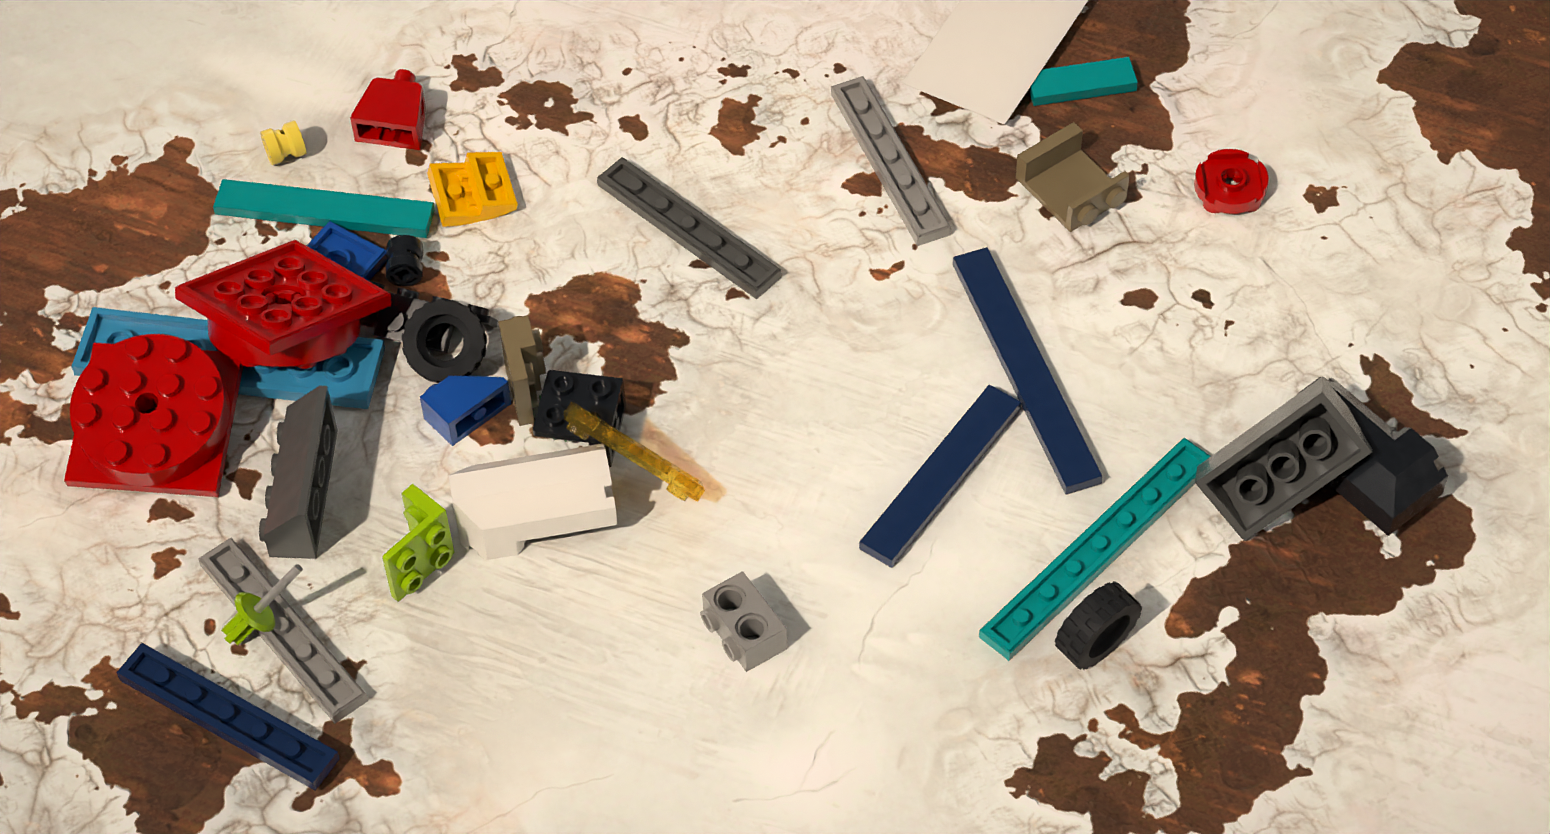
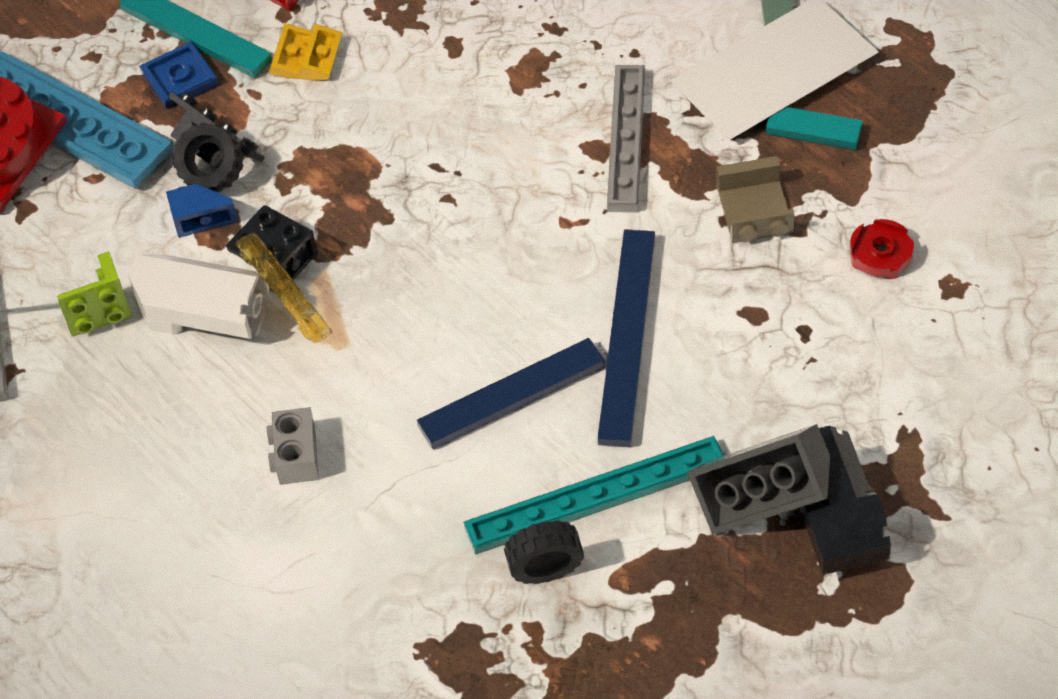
camera: 30 degrees right, 0 degrees up
(283, 307) = (108, 91): red piece -> none
(300, 477) = (55, 221): dark grey slope -> none
(404, 260) = (224, 86): black wheel -> none
(523, 364) = (248, 191): dark tan plate -> none
(689, 228) = (444, 137): dark grey tile -> none

